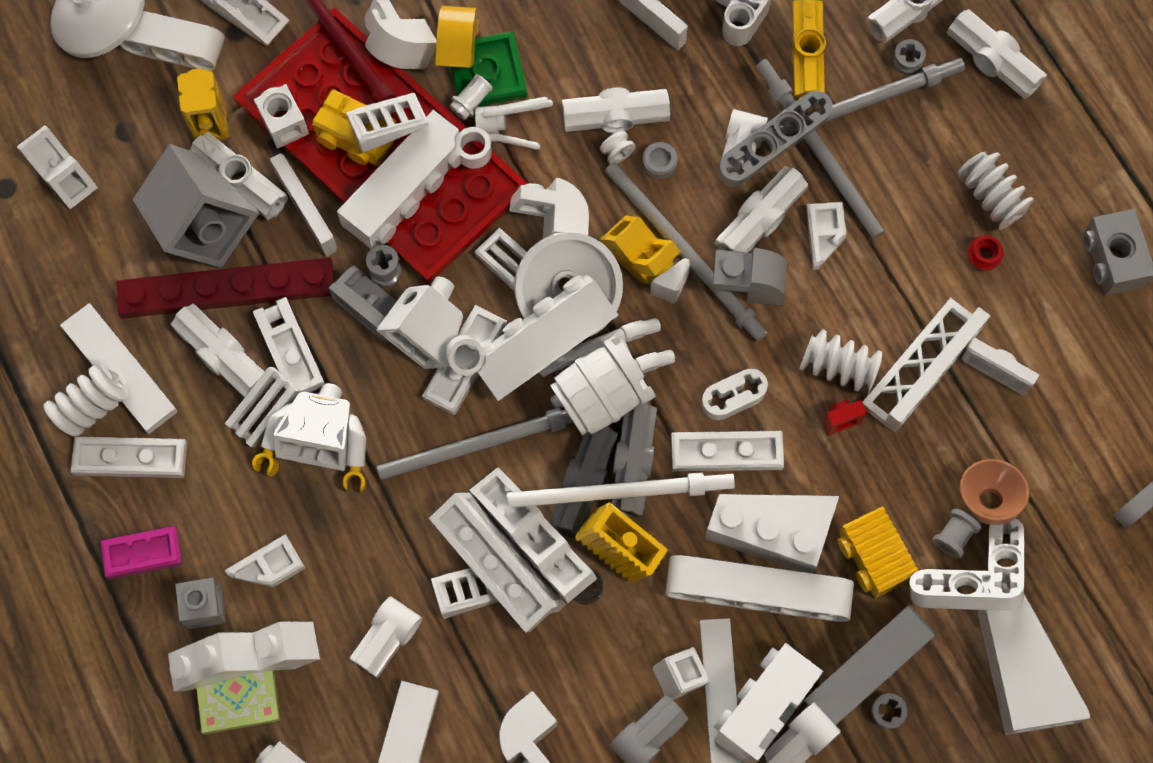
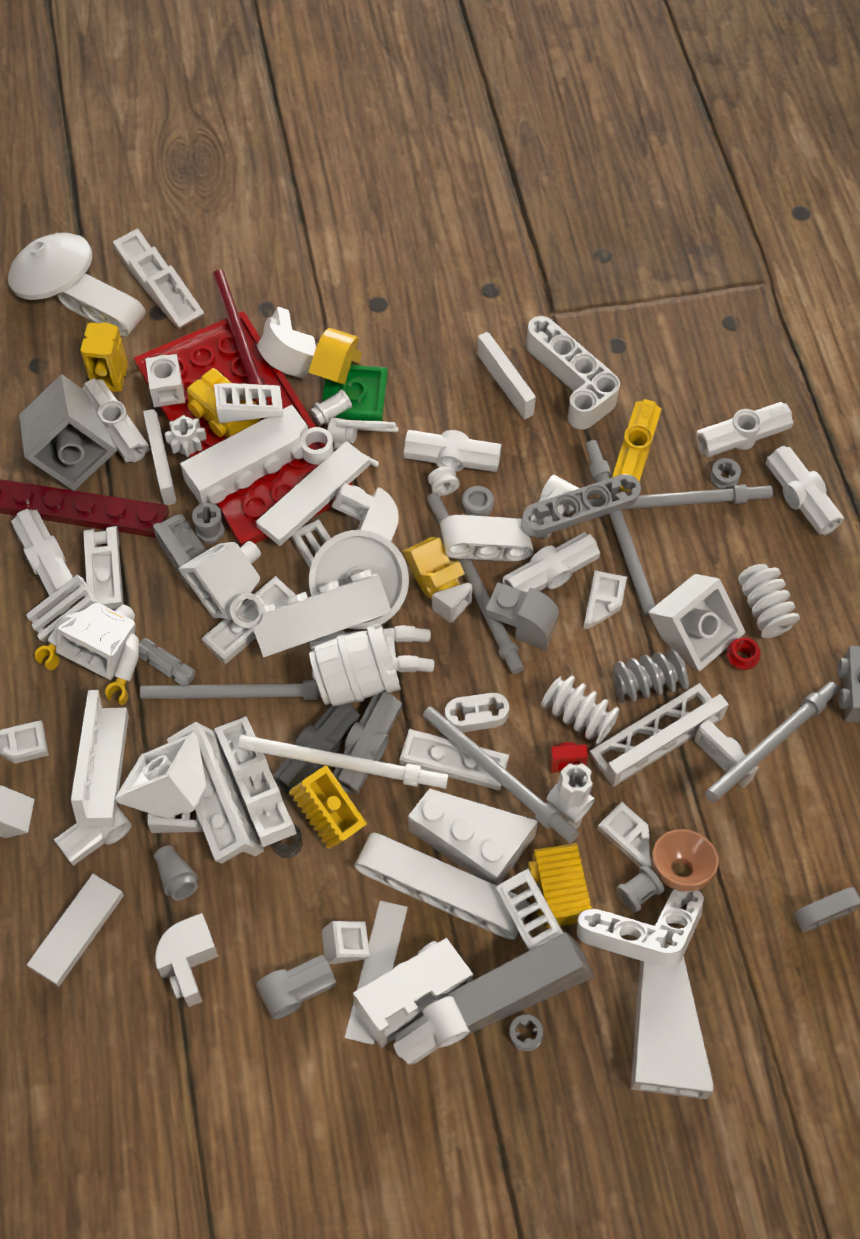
camera: 15 degrees right, 10 degrees down
(329, 185) = (185, 435): none -> white gear
(370, 565) = (99, 763): none -> white fence
(394, 433) = (166, 662): none -> light grey axle
(446, 563) = (166, 779): none -> white slope
(486, 202) = (312, 493): none -> white tile
(486, 656) = (175, 874): none -> light grey cone
(685, 202) = (485, 538): none -> white beam
(845, 487) = (545, 813): none -> light grey bar
(867, 464) = (572, 793): none -> white piece
(884, 615) = (510, 884): none -> white slope
(897, 303) = (649, 673): none -> light grey piece
(927, 479) = (628, 834): none -> white tile
(929, 230) = (697, 620): none -> white slope
(1069, 292) = (810, 707): none -> light grey bar

